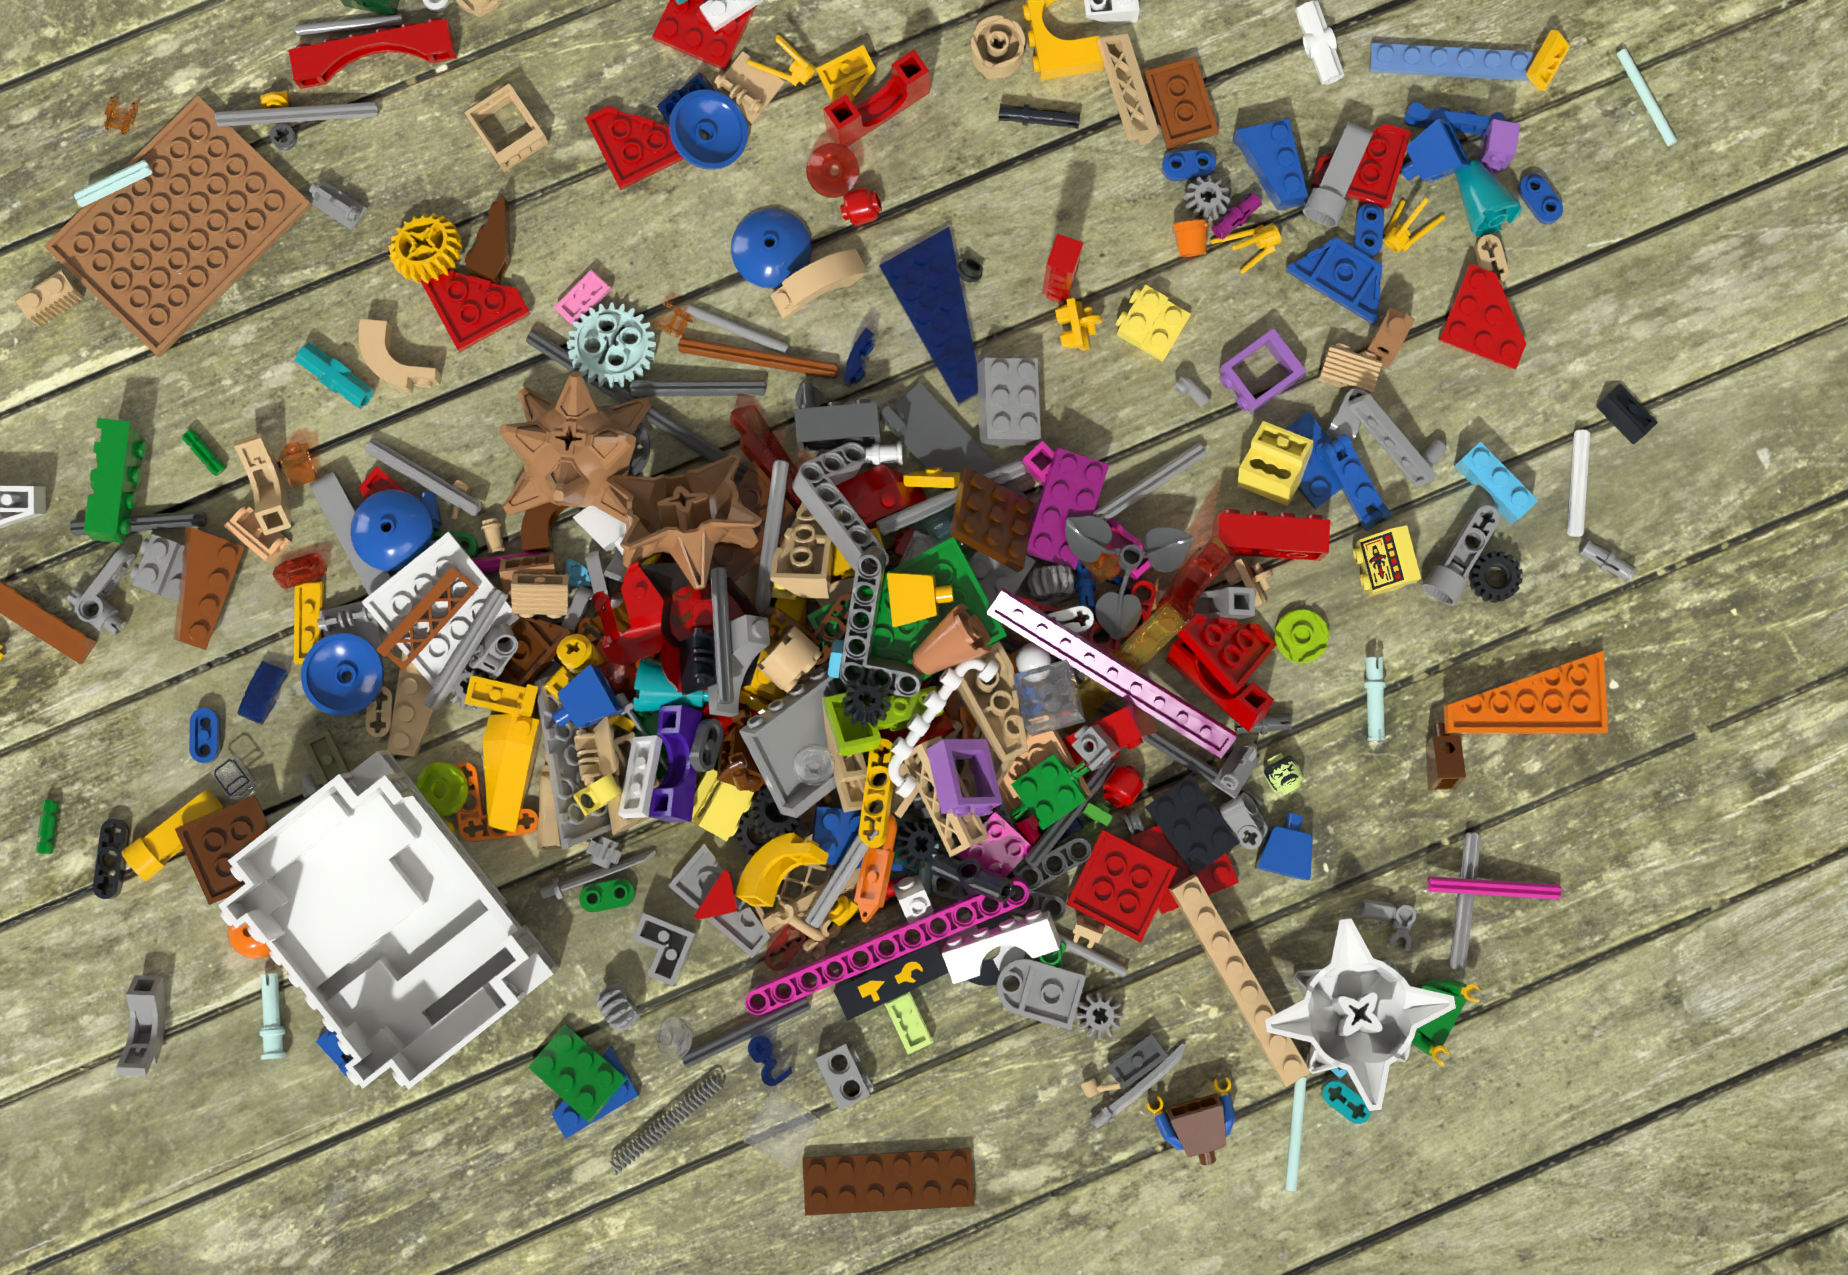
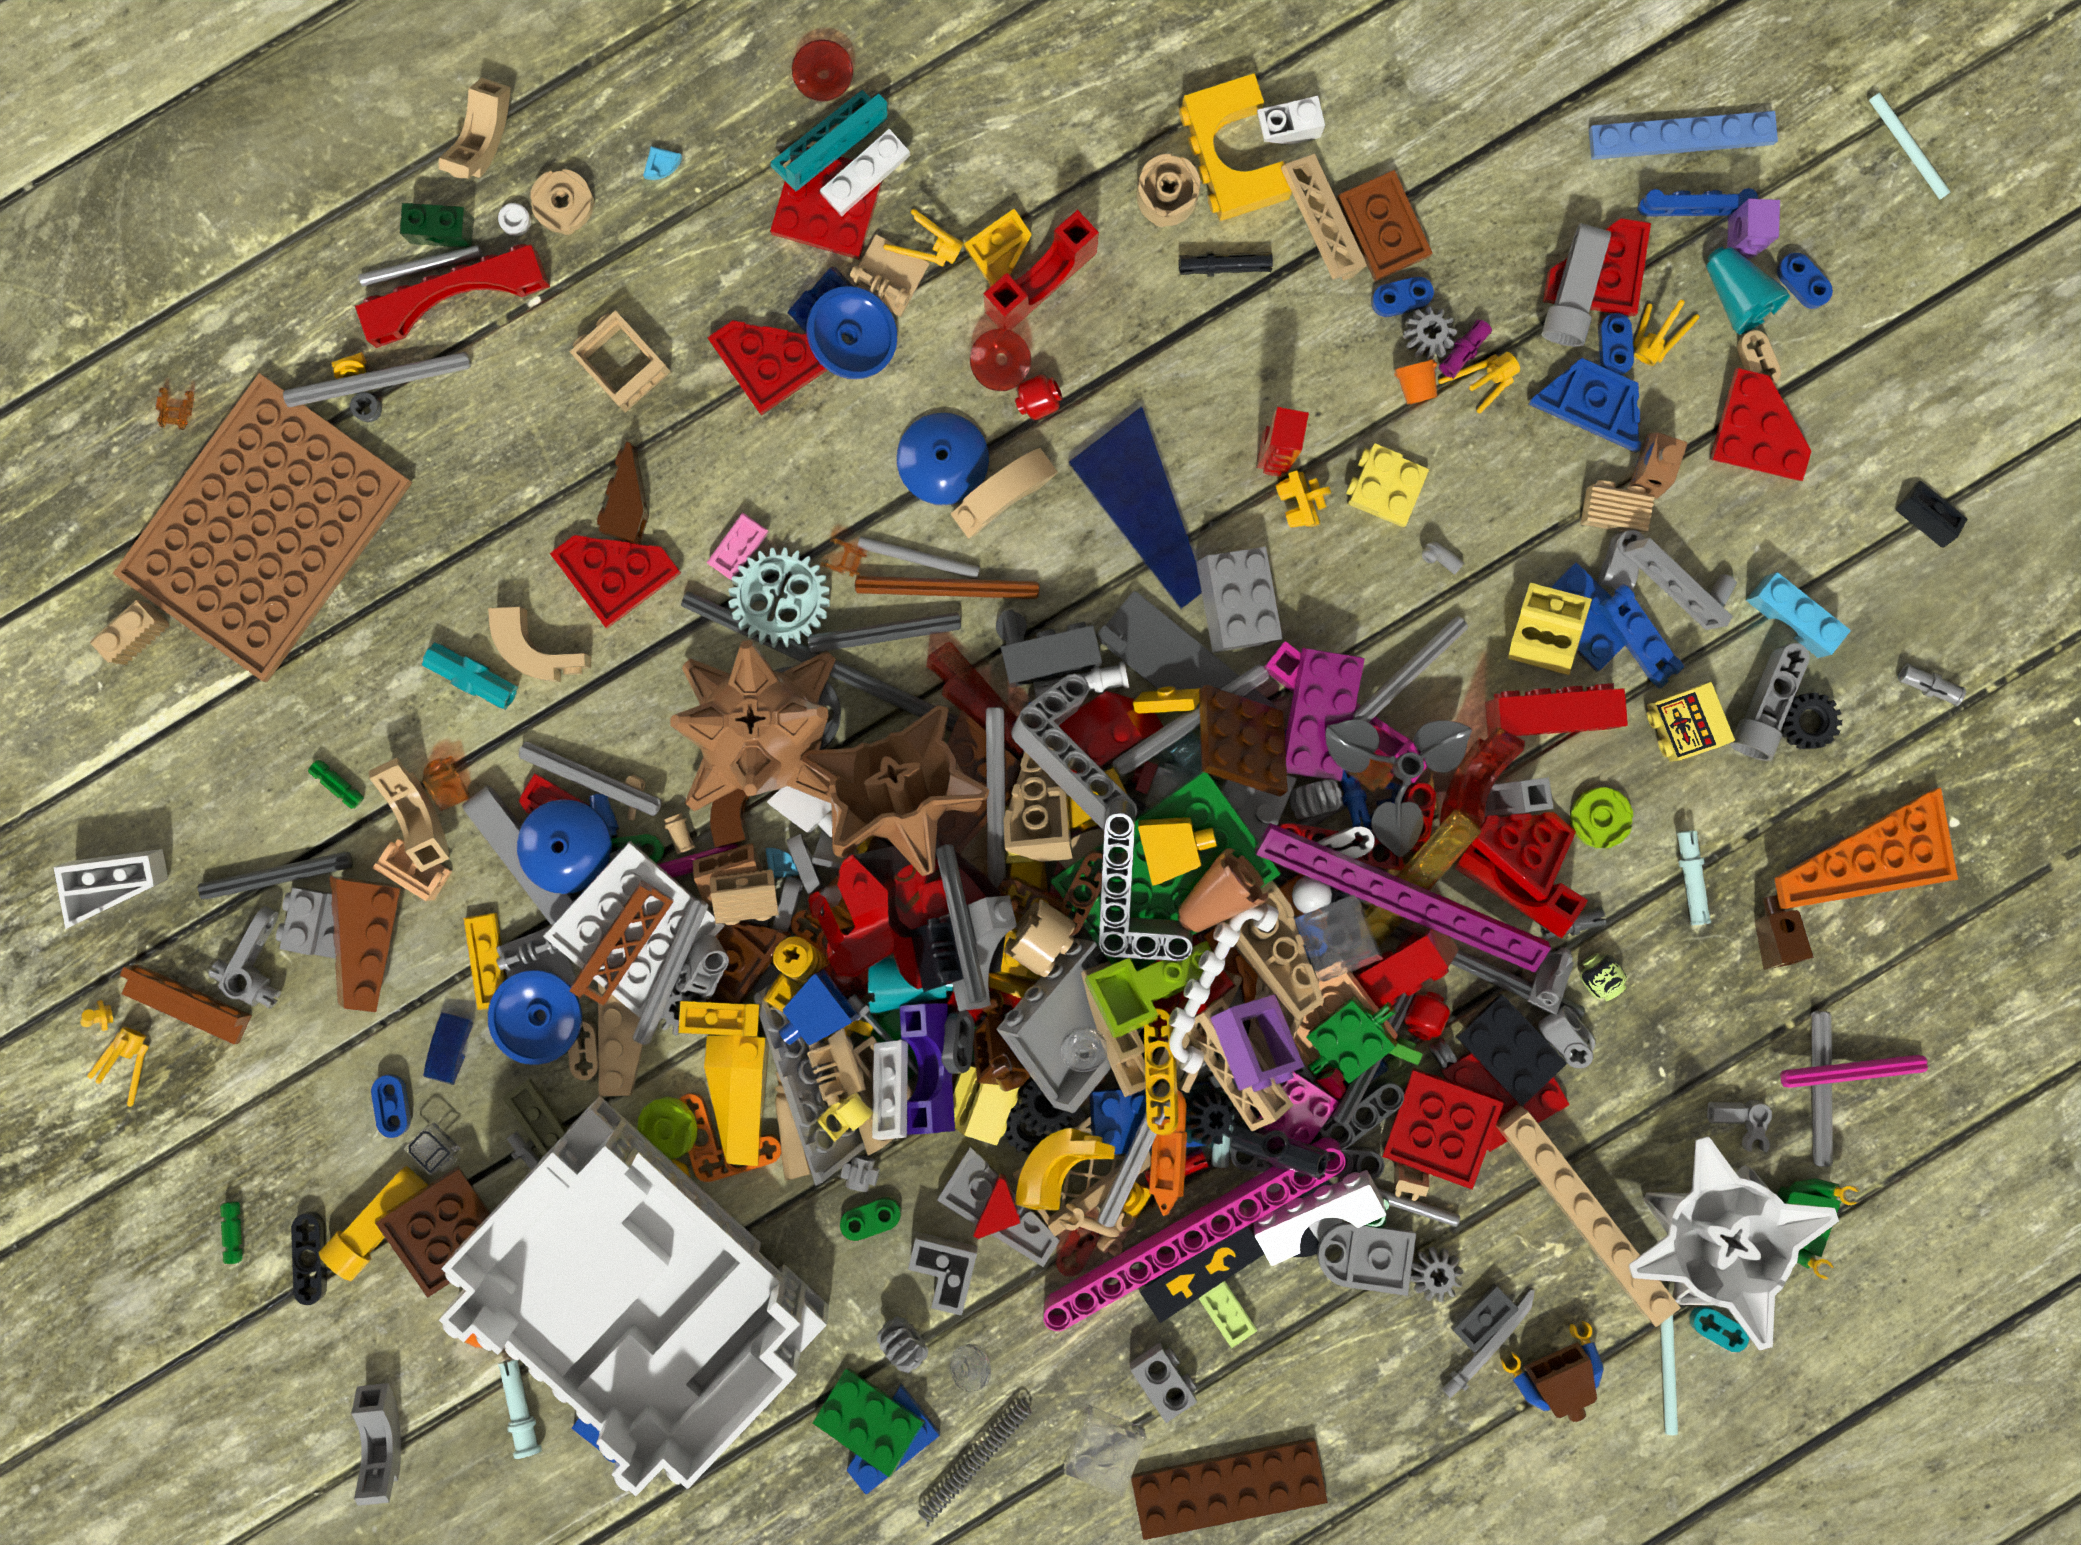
camera: 15 degrees left, 5 degrees up
(113, 183) = (179, 490): light aqua axle -> none
(114, 480) = (239, 834): green wedge -> none
(300, 570) = (467, 904): clear red beam -> none
(336, 204) = (440, 477): light grey hinge -> none
(427, 253) = (544, 502): yellow gear -> none
(557, 887) = (815, 1218): light grey sword -> none
(746, 1031) = (1044, 1350): dark grey axle -> none
(761, 1051) = (1067, 1368): clear blue leg -> none
(835, 658) = (1092, 928): medium azure tile -> none
(855, 364) = (1059, 581): clear blue slope -> none
(855, 704) = (1127, 985): black gear -> none
(912, 898) = (1213, 1178): white bracket -> none
(969, 270) = (1172, 453): pearl dark grey plate -> none
(1092, 1088) = (1439, 1355): tan hand -> none
(1103, 746) = (1407, 982): light grey brick -> none
(1243, 572) = (1530, 757): tan hips -> none
(1275, 160) = (1501, 280): blue wedge -> none
(1283, 356) = (1540, 503): medium lavender window -> none
(1287, 850) = (1619, 1061): blue torso -> none
(1319, 42) = (1532, 133): white piece -> none
(1435, 153) = (1683, 246): blue torso -> none
(1548, 60) = (1794, 118): yellow plate -> none
(1578, 483) = (1888, 601): white axle -> none

